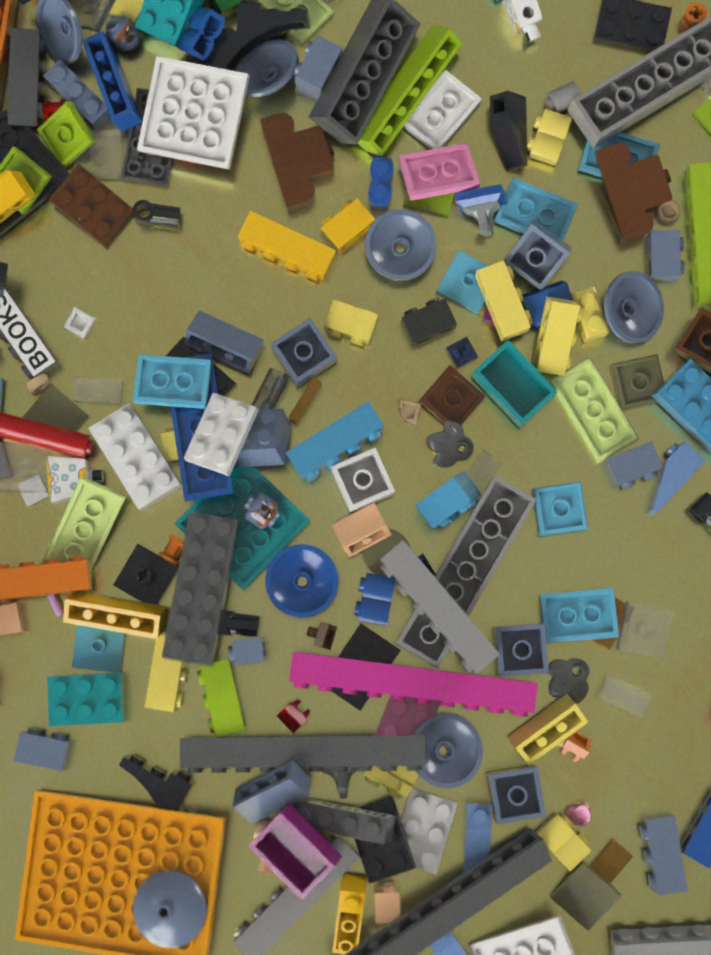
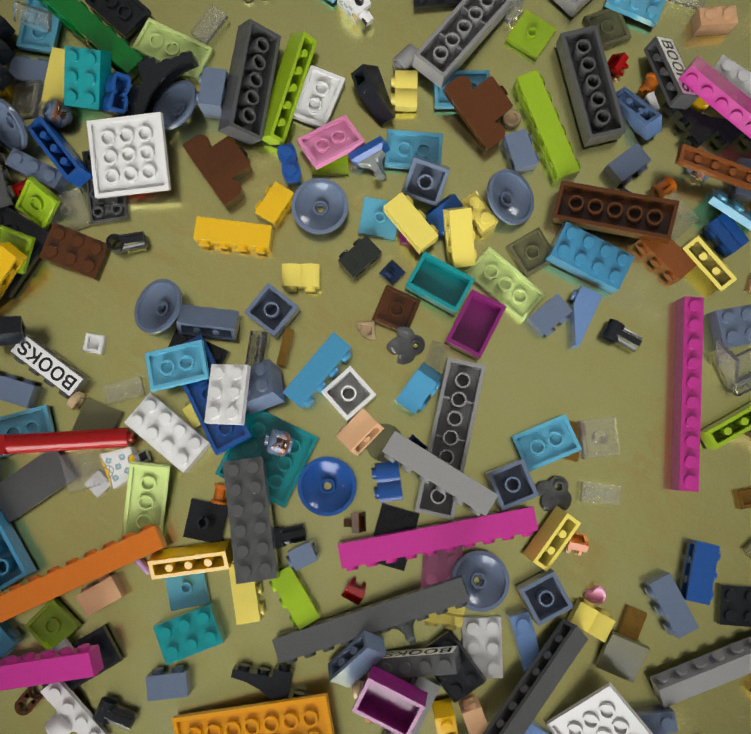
camera: 20 degrees left, 0 degrees up
(170, 303) = (158, 306): none -> sand blue dish
(540, 446) = (475, 324): none -> magenta piece
(560, 509) = (505, 366): medium azure plate -> none

